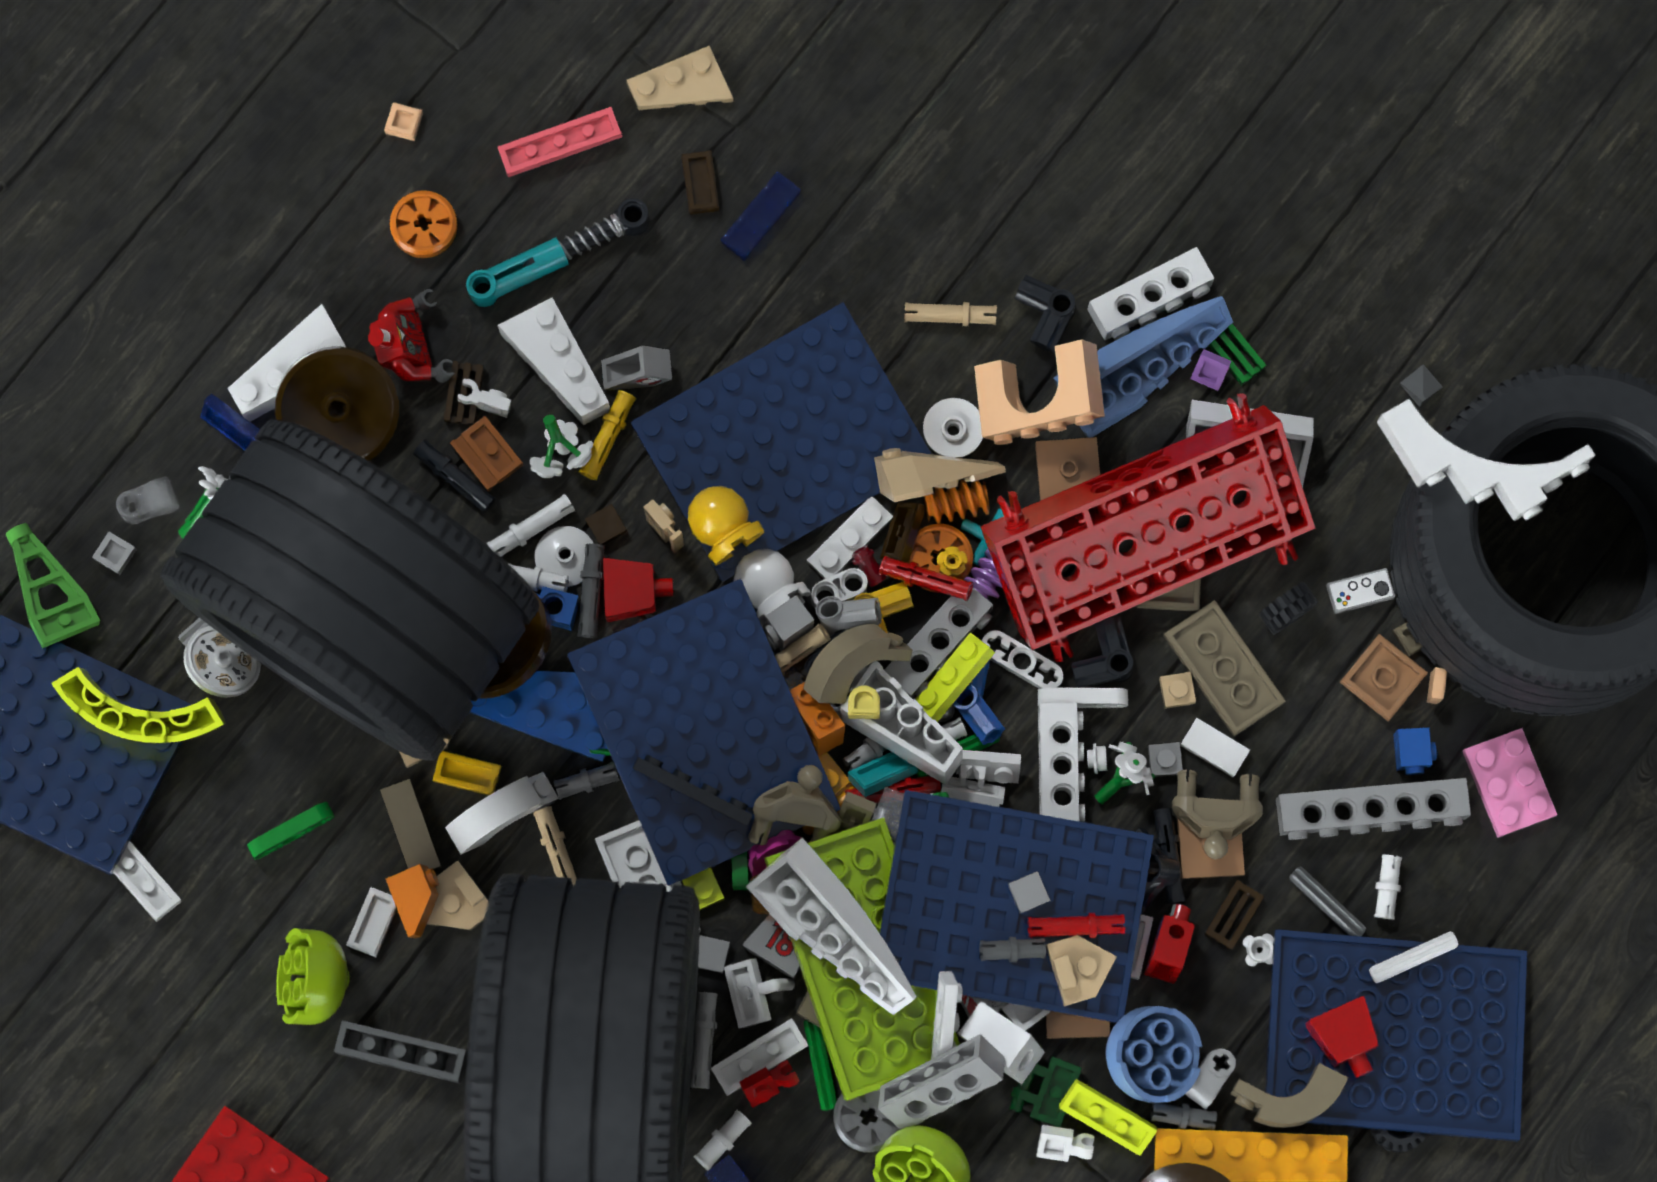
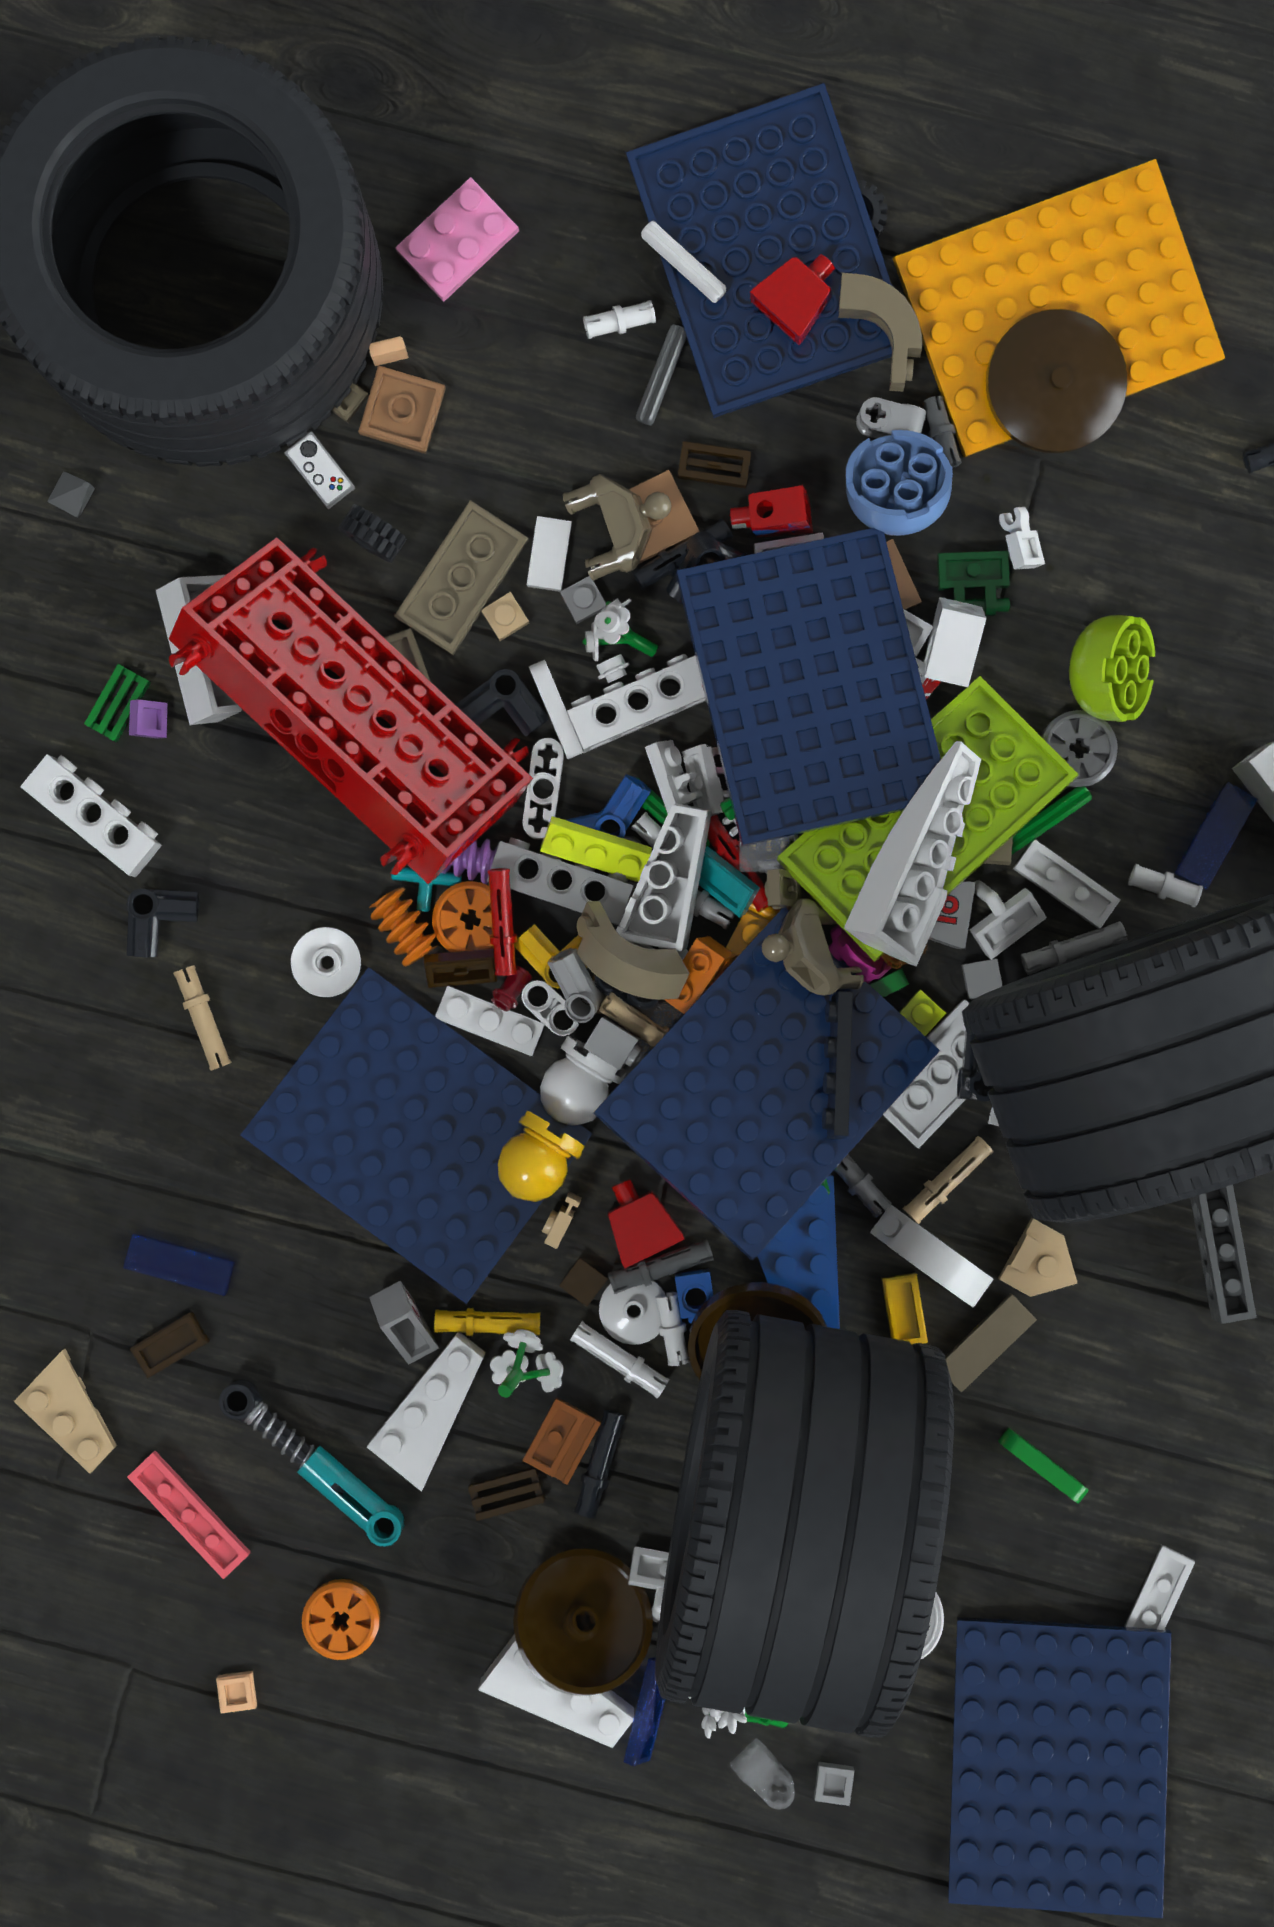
camera: 110 degrees left, 10 degrees up
(63, 620) = (930, 1806): bright green plate -> none
(134, 724) = (1010, 1683): neon yellow brick -> none
(326, 972) = (1181, 1362): lime cylinder -> none
(372, 922) = (1097, 1337): white tile -> none
(401, 341) = (482, 1585): red torso -> none
(414, 897) = (1061, 1306): orange slope -> none
(492, 401) = (503, 1458): white plate -> none
(765, 1083) = (1092, 866): red plate -> none
(864, 703) = (667, 927): light yellow tile -> none
(915, 474) = (397, 979): tan wedge -> none
(941, 1082) = (1026, 681): light grey brick -> none
(946, 1017) = (961, 704): white plate -> none
(952, 569) = (481, 902): yellow plate -> none
(1012, 949) = (860, 665): dark grey pin -> none
(1028, 892) = (793, 673): light grey tile -> none
(1065, 464) = (318, 826): medium nougat plate -> none
(1075, 401) = (247, 840): light nougat arch -> none
(1077, 925) = (807, 610): red pin -> none
(1078, 968) = (848, 591): tan plate -> none
(1108, 1117) = (977, 506): neon yellow plate -> none
(1149, 355) = (187, 807): medium blue wedge -> none
(1252, 943) = (736, 434): white plate -> none
(1414, 750) = (466, 347): blue brick -> none
(1430, 455) = (162, 415): white arch -> none
(1451, 792) = (508, 283): light grey brick -> none

